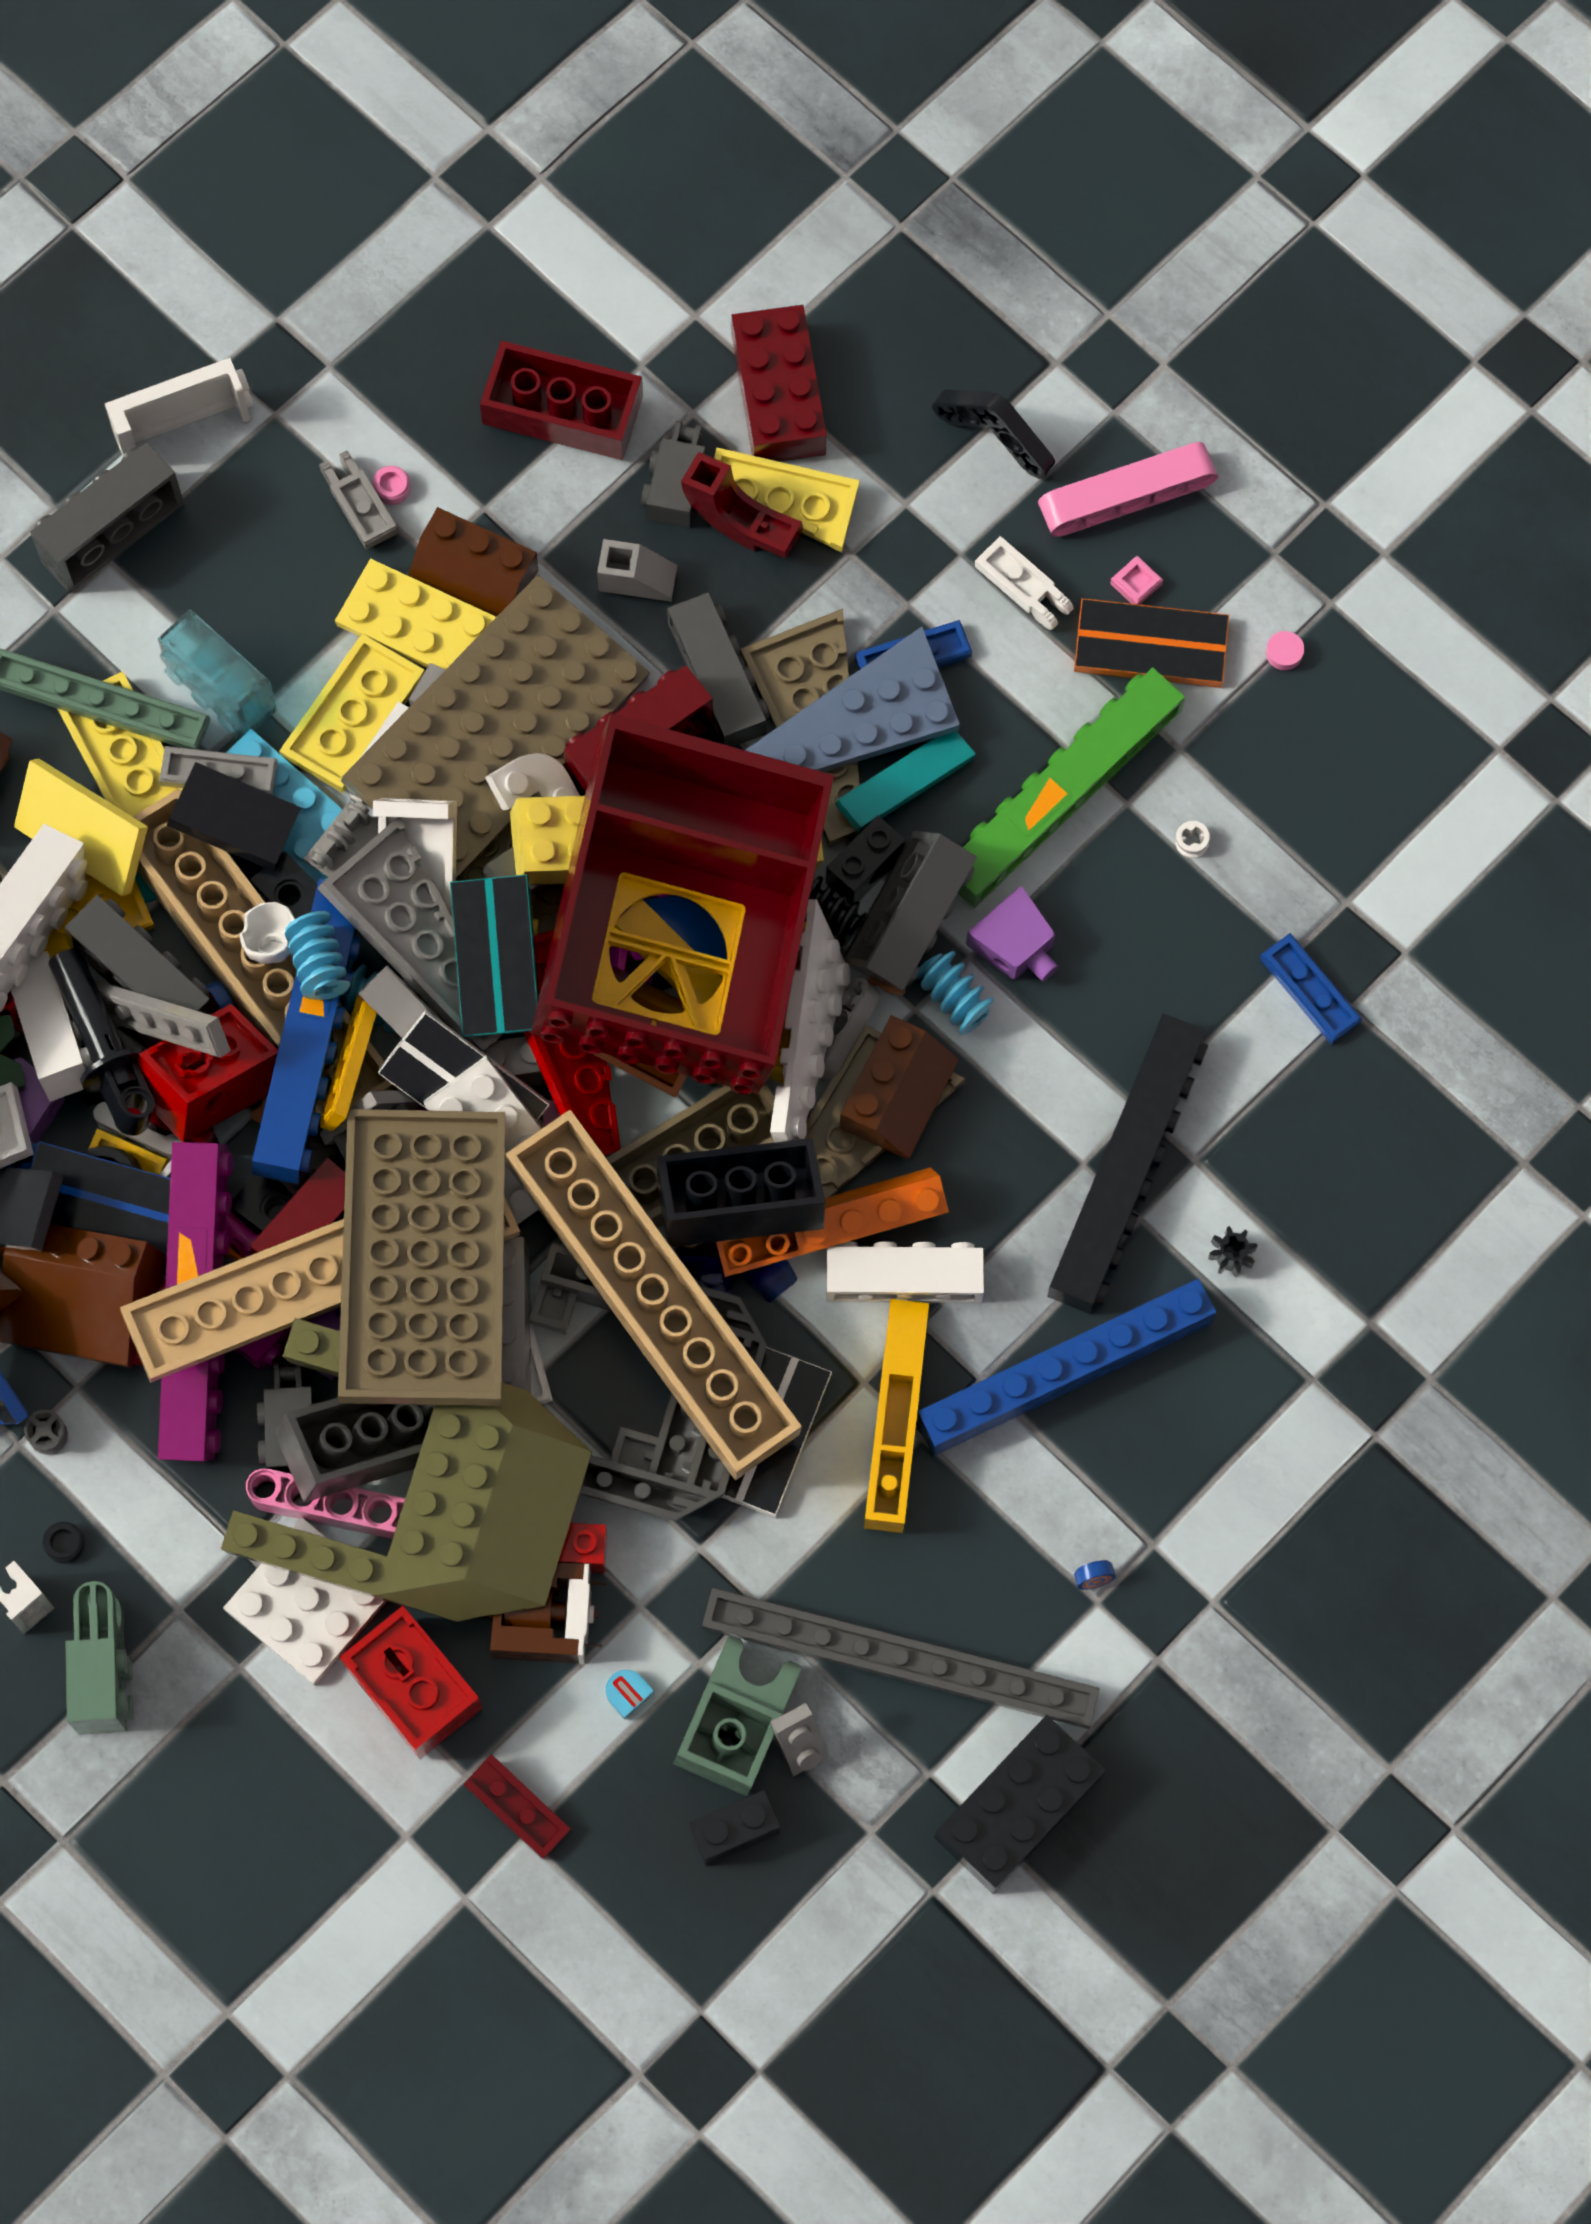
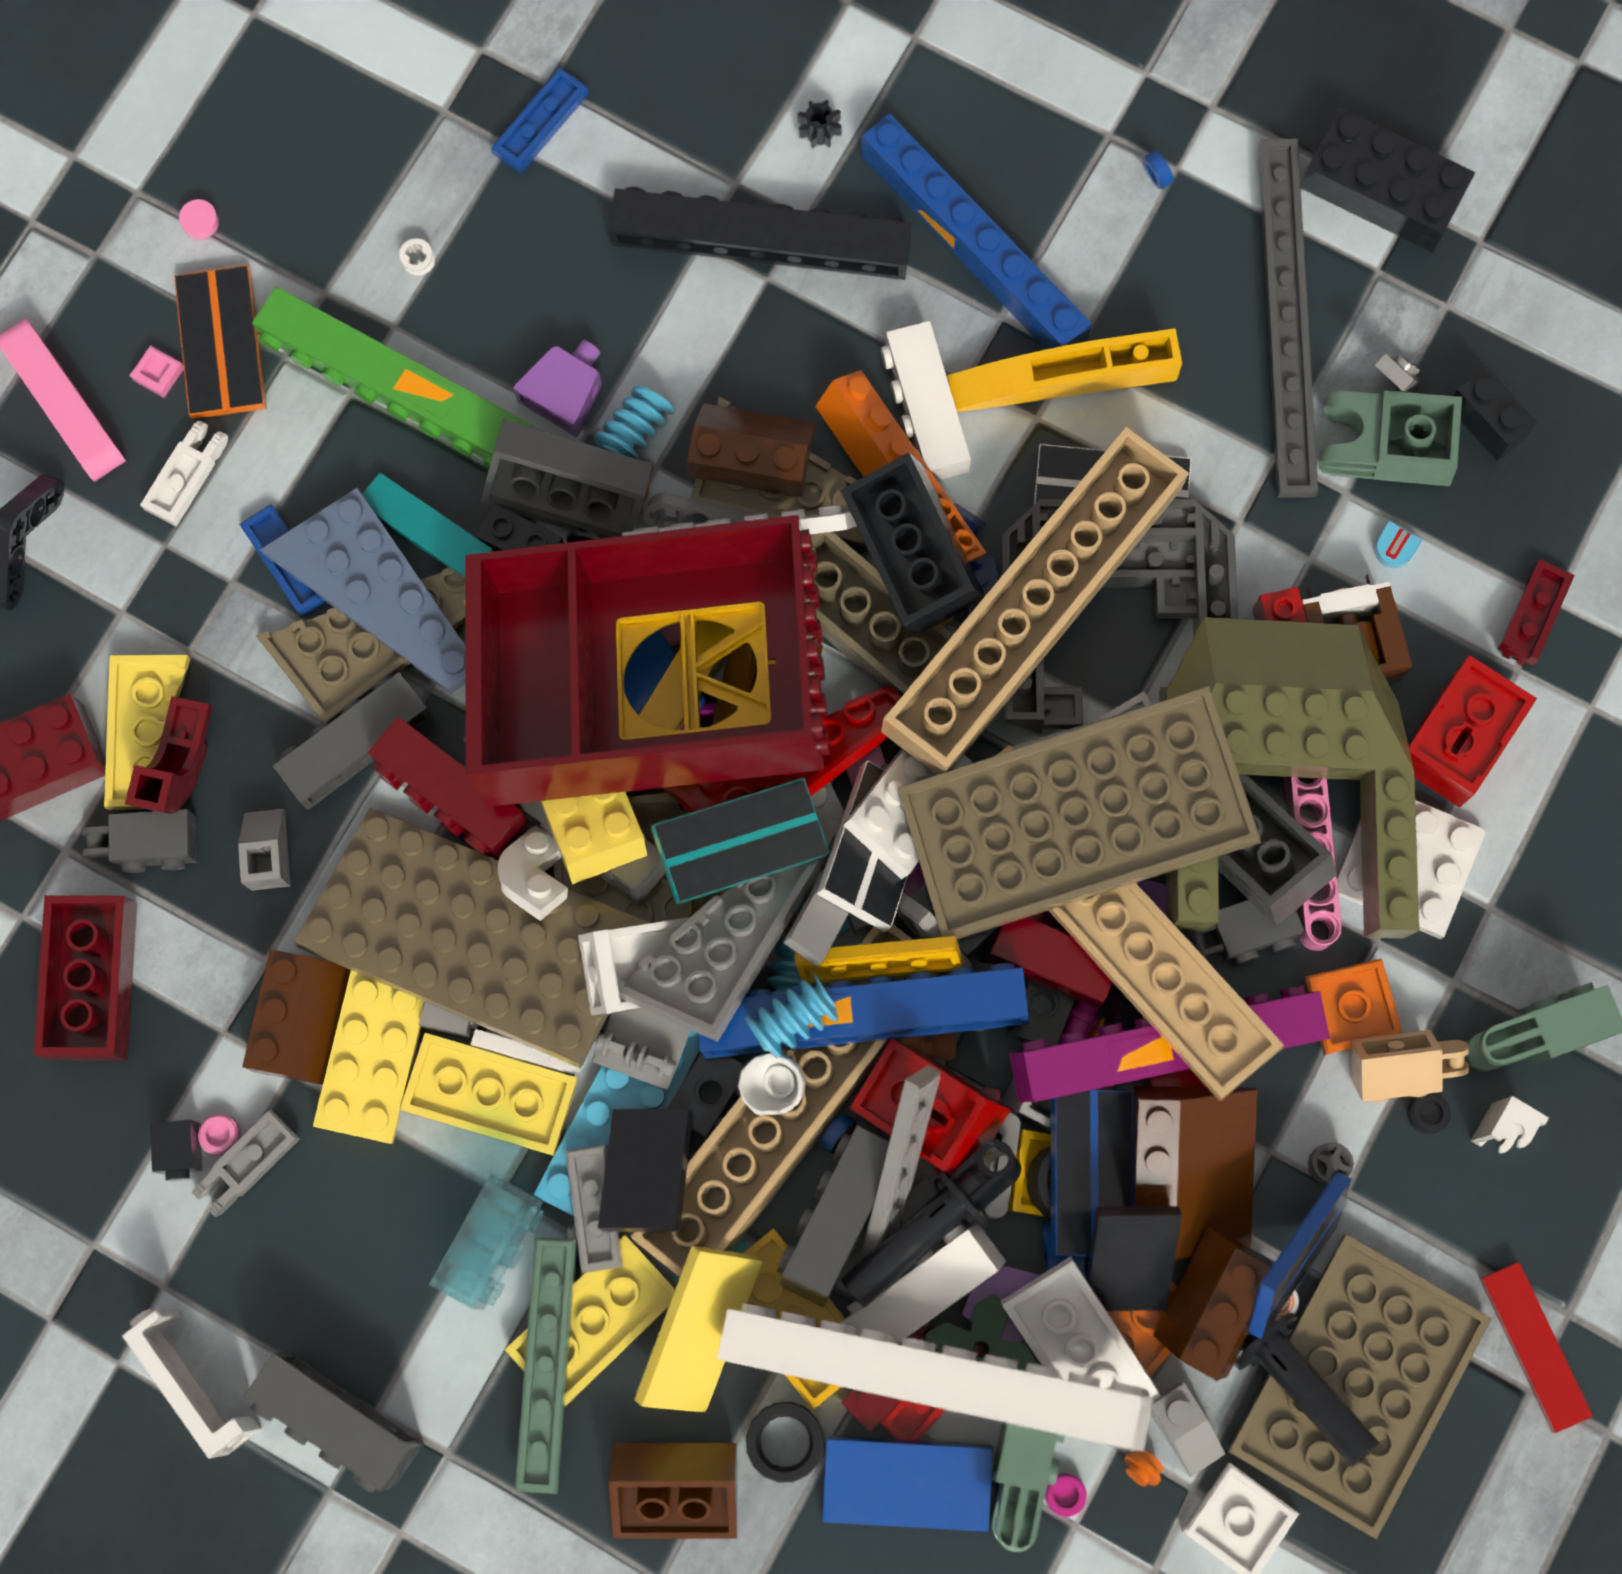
camera: 100 degrees left, 5 degrees up
(112, 1524) = (1405, 1064): none -> tan brick
(184, 1500) = (1355, 1004): none -> orange plate
(388, 444) = (175, 1149): none -> black brick

